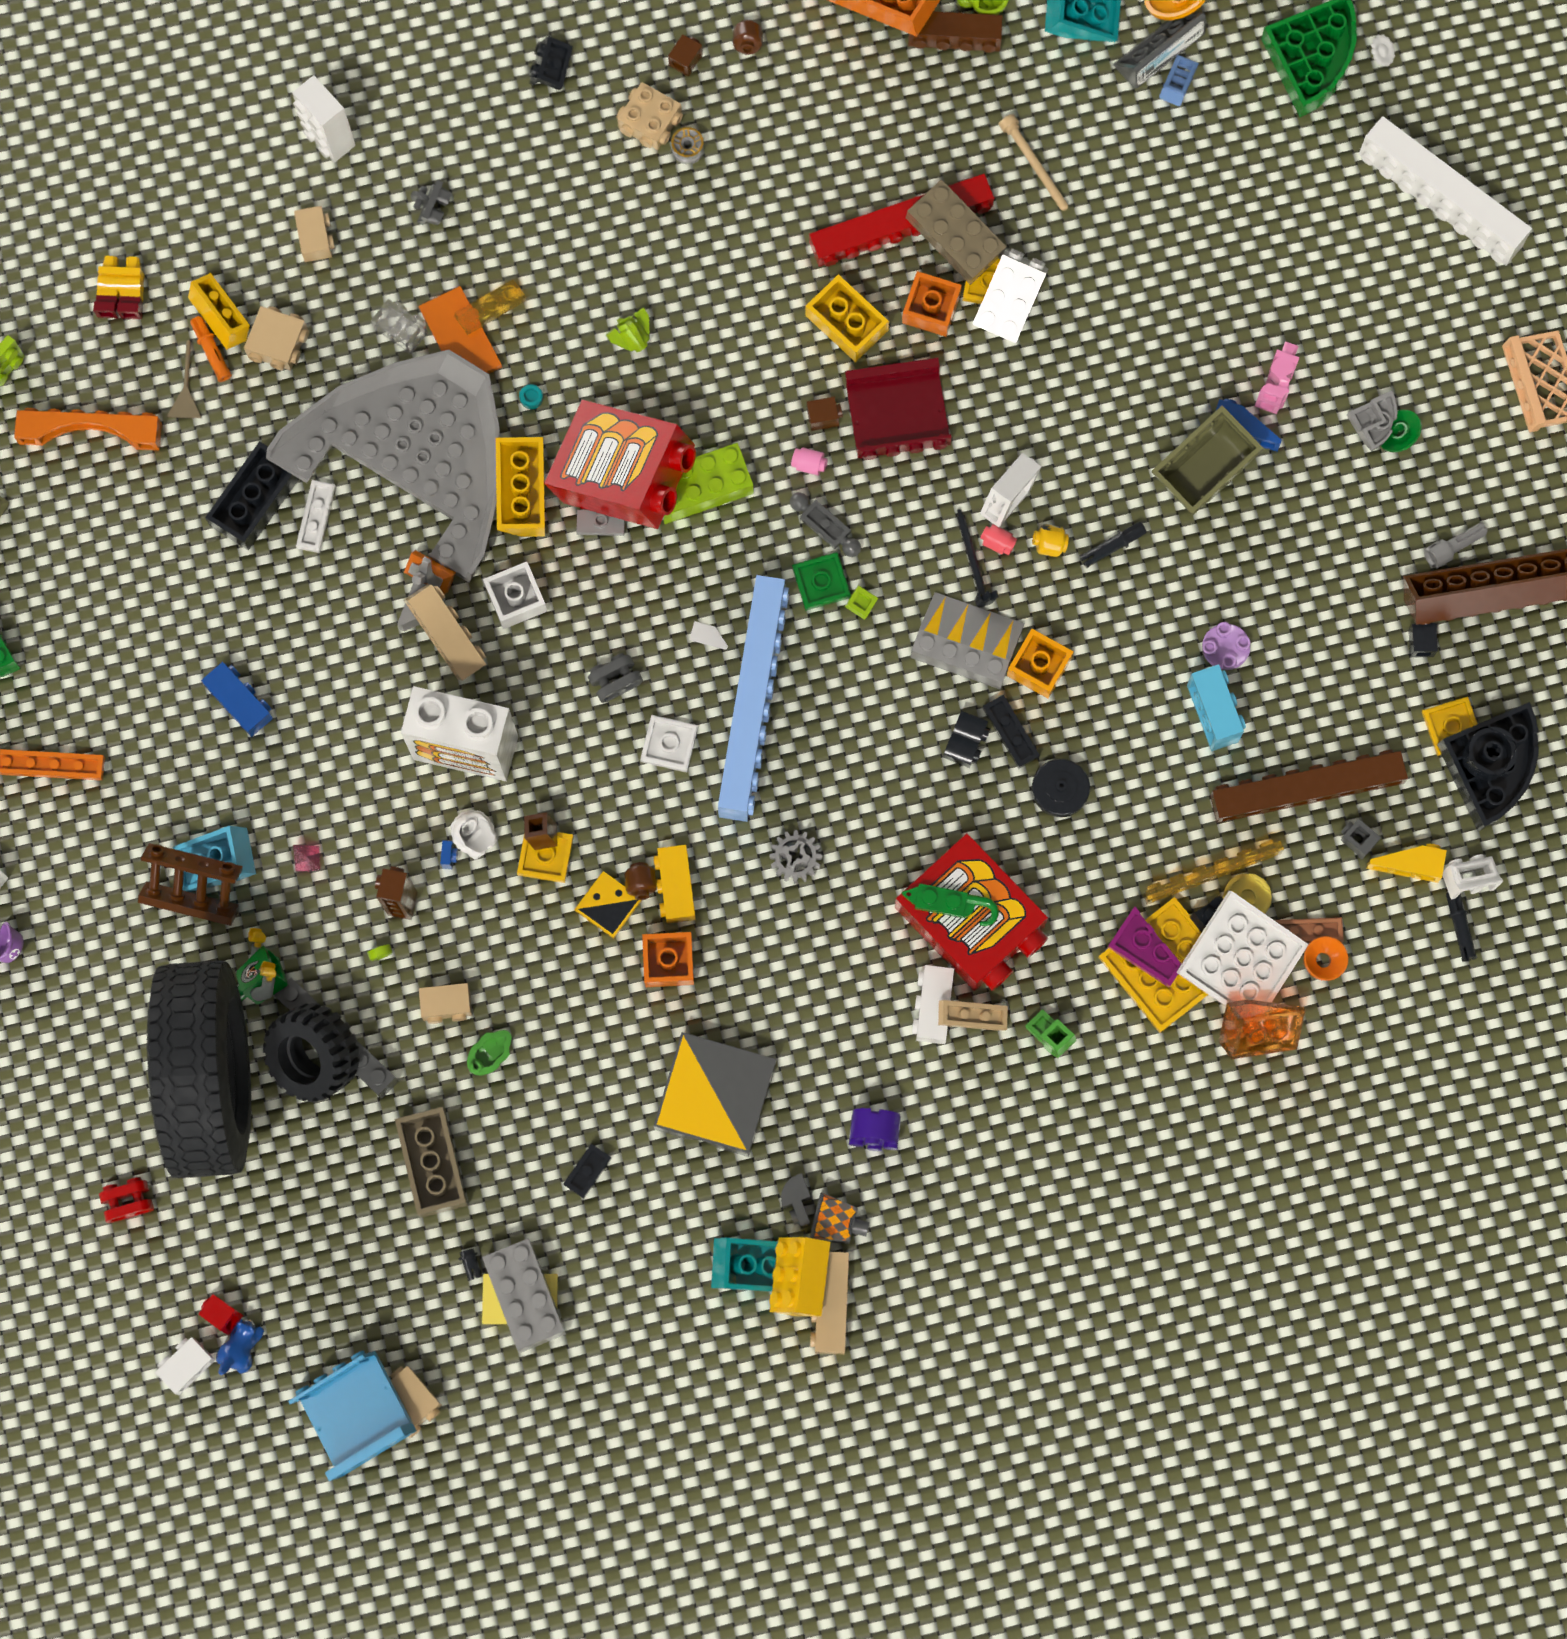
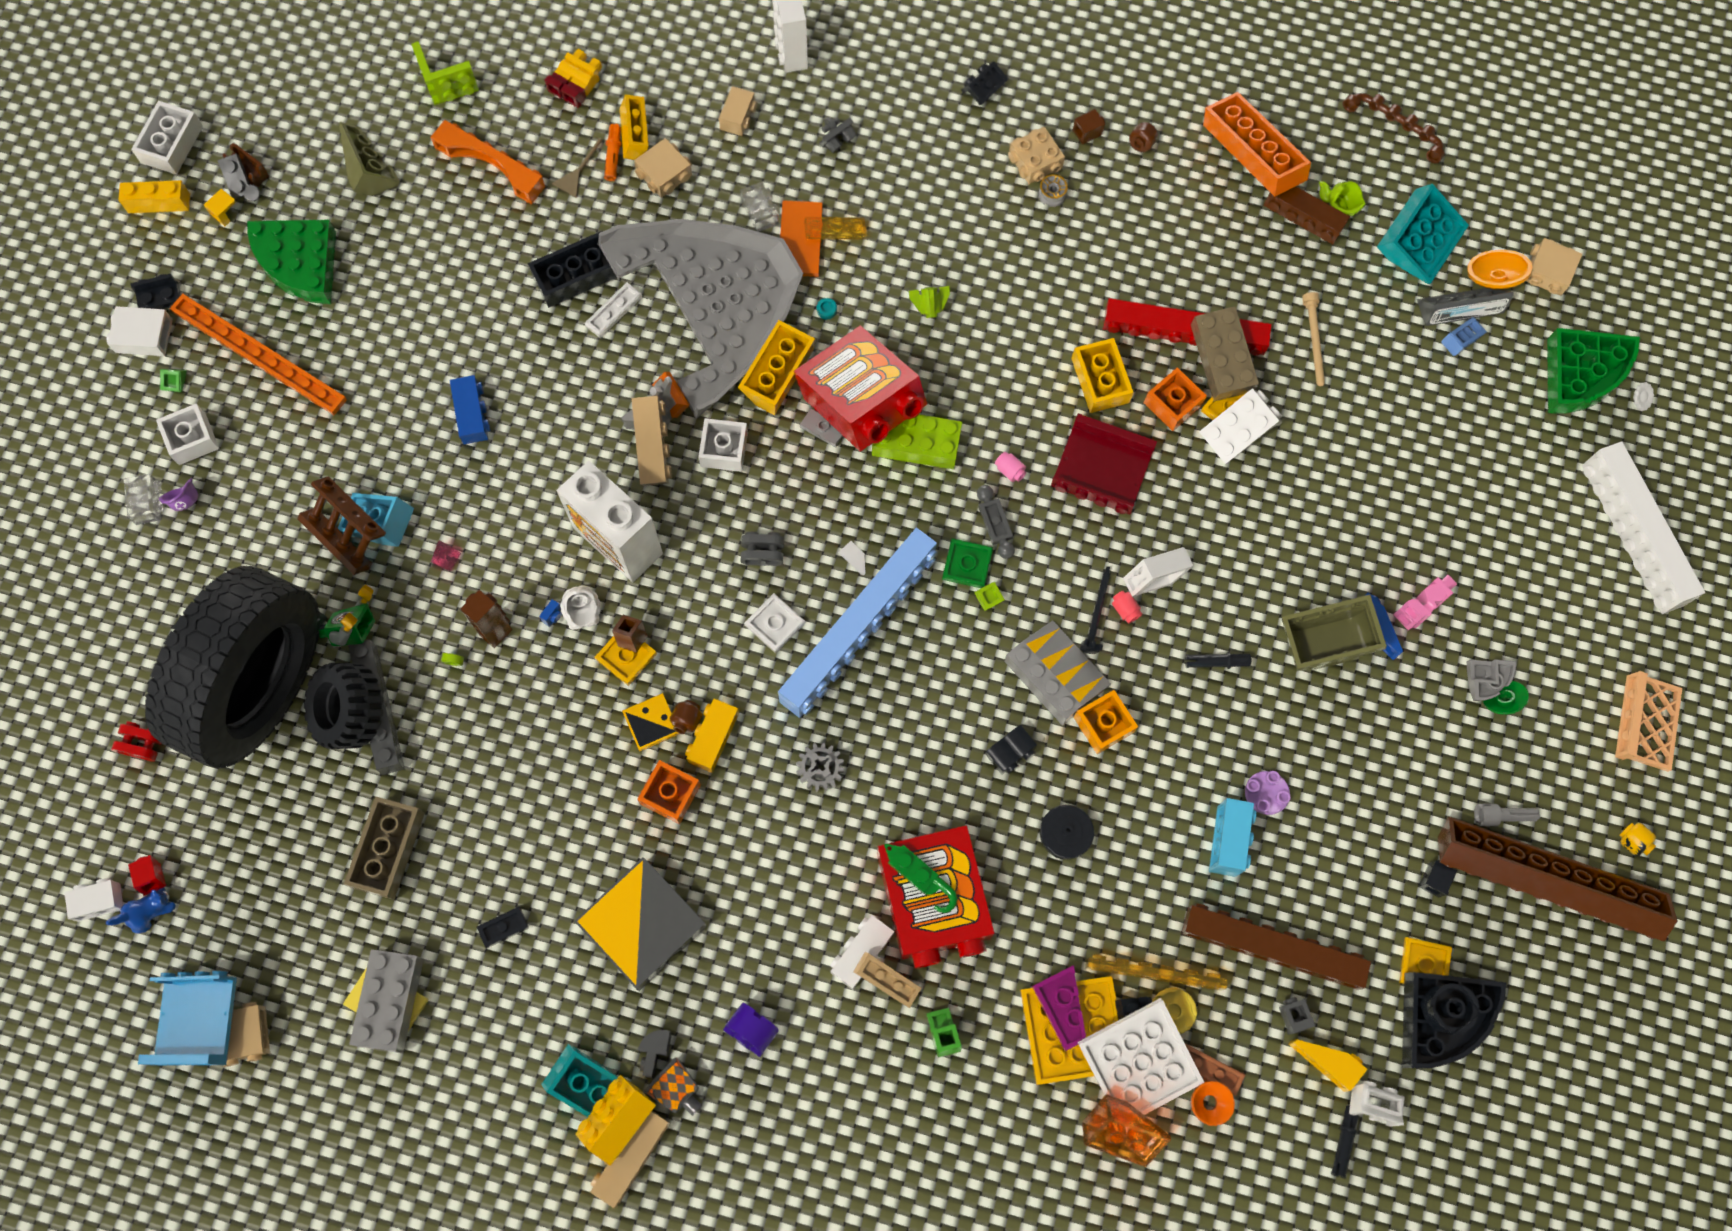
camera: 25 degrees right, 5 degrees down
(445, 1002) = (477, 727): tan brick -> none
(470, 1262) = (364, 949): black pin -> none
(489, 1052) = (485, 786): bright green arm -> none
(823, 413) = (1043, 437): reddish brown brick -> none
(1011, 731) = (1051, 764): black plate -> none
(1050, 540) = (1168, 630): yellow head -> none

